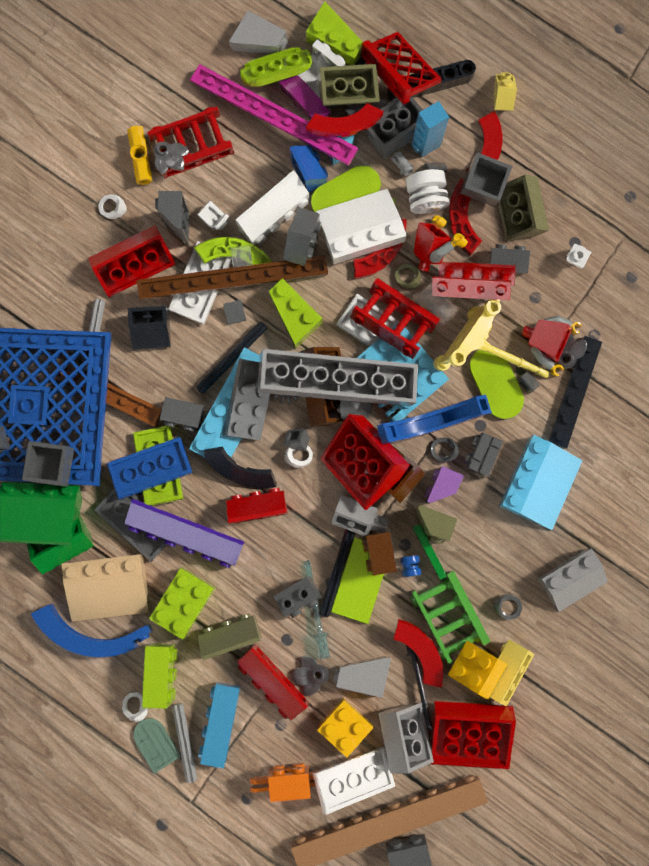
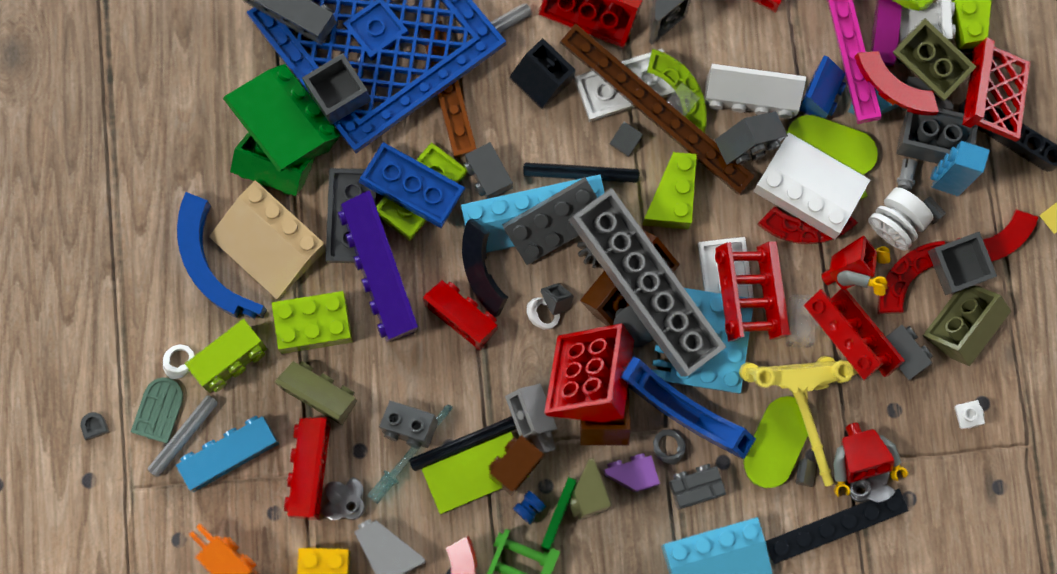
camera: 45 degrees right, 5 degrees down
(130, 793) = (93, 426): none -> dark grey tile
(213, 216) = (698, 42): white bracket -> none
(414, 284) = (804, 282): olive piece -> none

